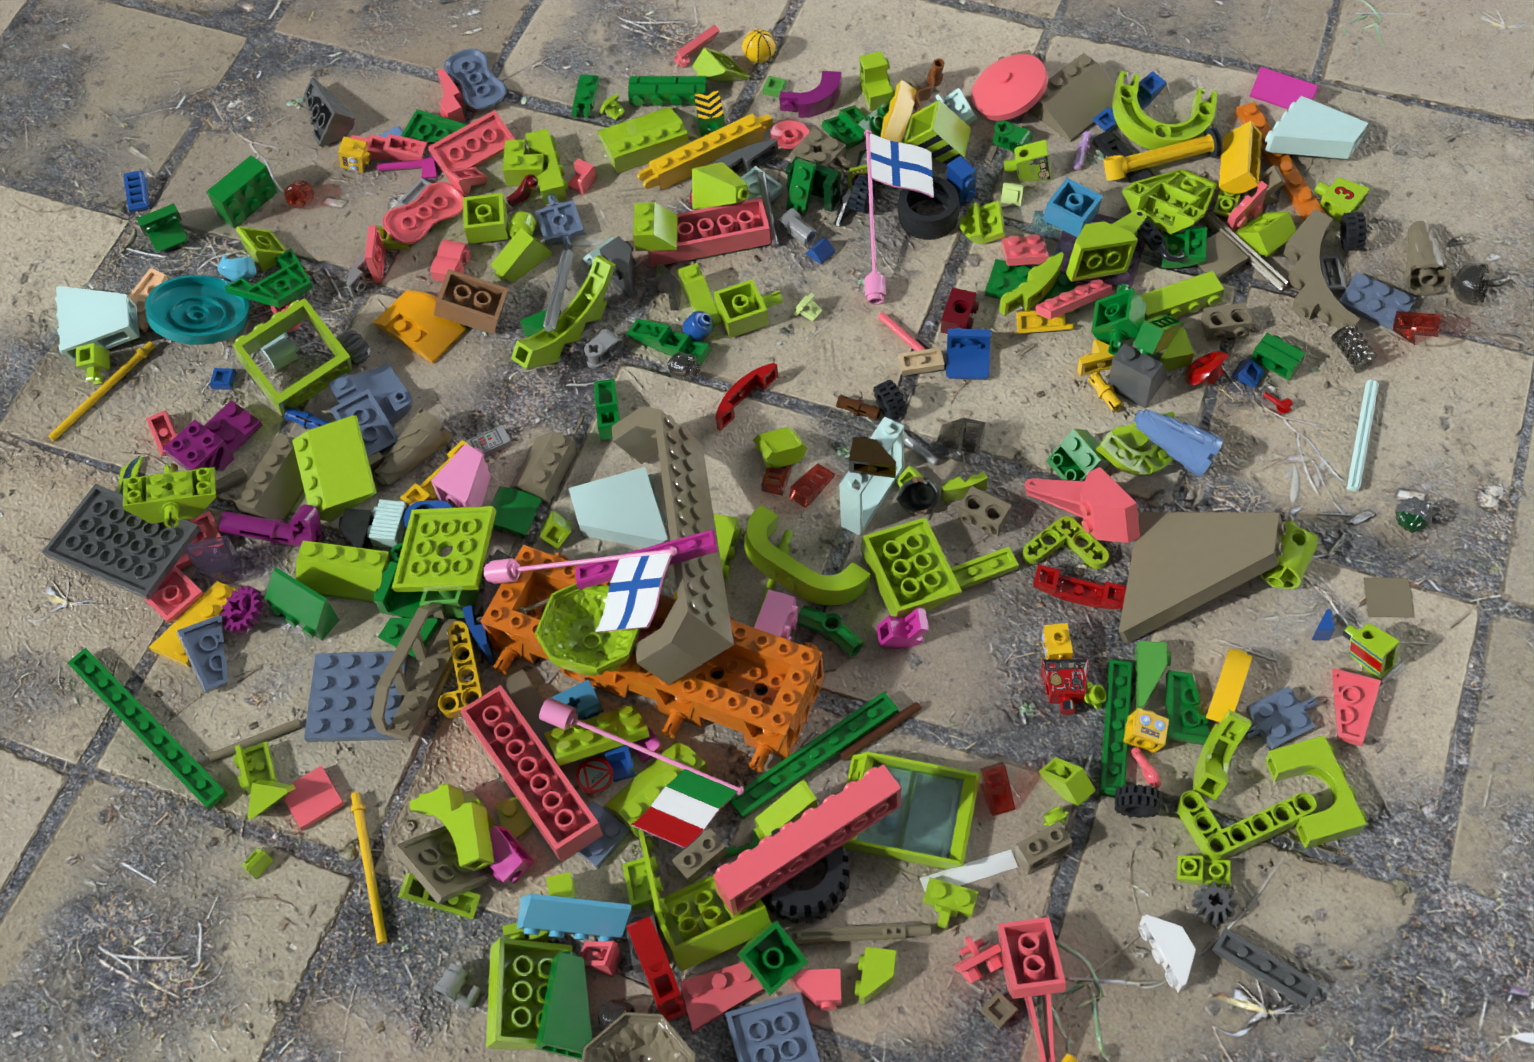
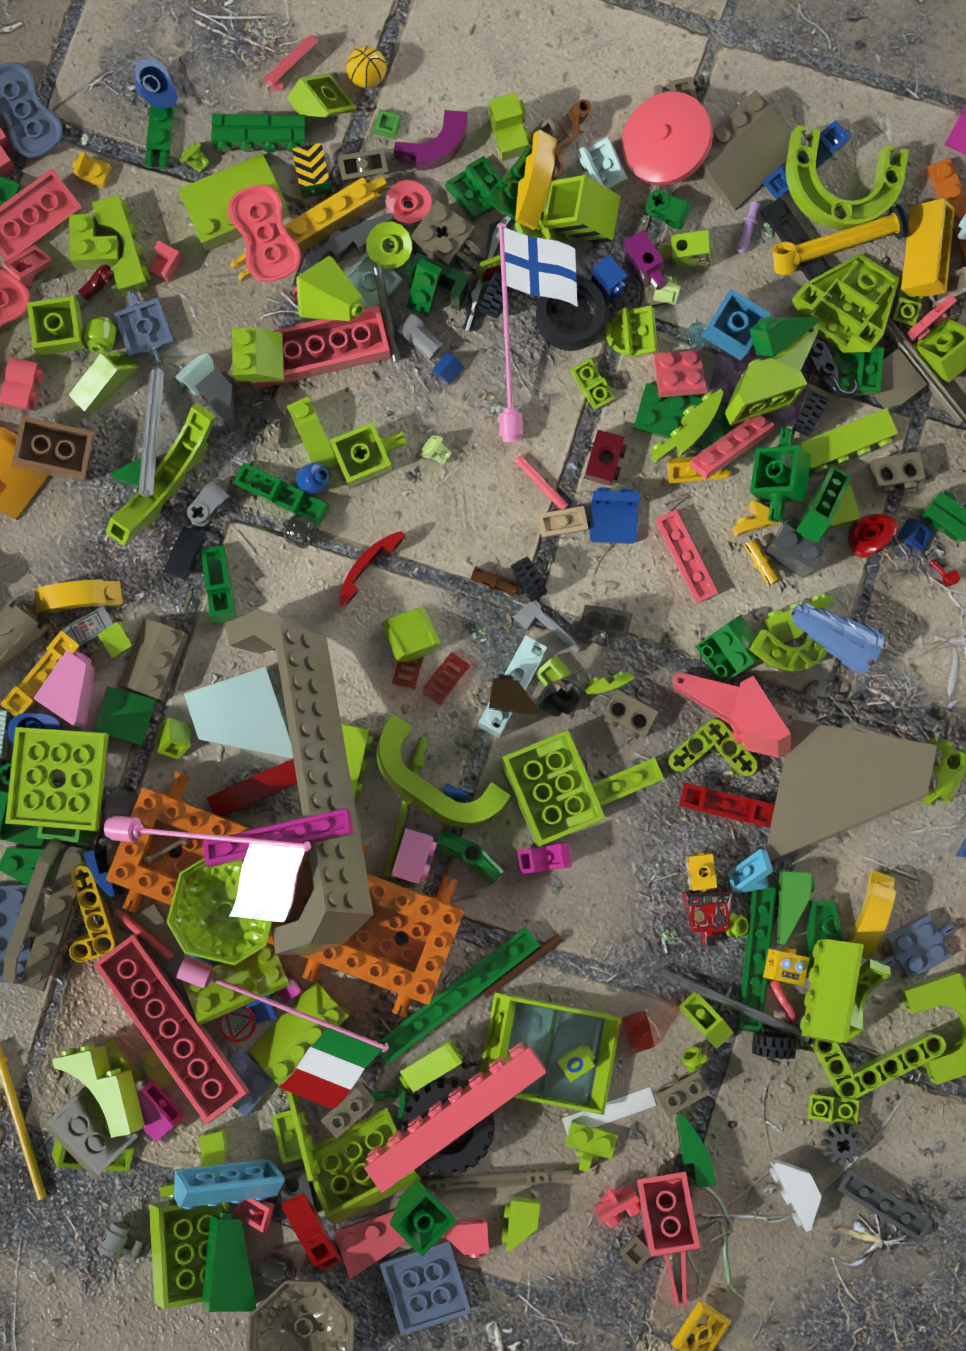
camera: 10 degrees left, 25 degrees up
(479, 408) = (77, 594): none -> yellow arch
(509, 448) = (115, 640): none -> lime panel
(514, 696) = (144, 934): none -> coral bar
(526, 118) = (91, 170): none -> yellow bracket
(578, 384) = (184, 553): none -> black slope
(583, 58) = (154, 84): none -> blue piece
(669, 151) = (269, 248): none -> coral plate
(757, 103) = (363, 164): none -> dark tan brick
(772, 151) = (378, 250): none -> lime dish
(934, 813) = (576, 1061): none -> lime brick
(947, 262) = (591, 383): none -> lime slope
(991, 166) = (644, 261): none -> magenta torso
(1035, 388) = (686, 556): none -> coral plate
(1035, 744) = (677, 979): none -> flat silver bar
(1059, 907) = (694, 1152): none -> green slope
(1104, 646) = (751, 873): none -> medium azure slope
(1111, 206) = (776, 333): none -> green slope
(1143, 275) = (810, 414): none -> black tyre
(1191, 742) = (831, 990): none -> lime slope

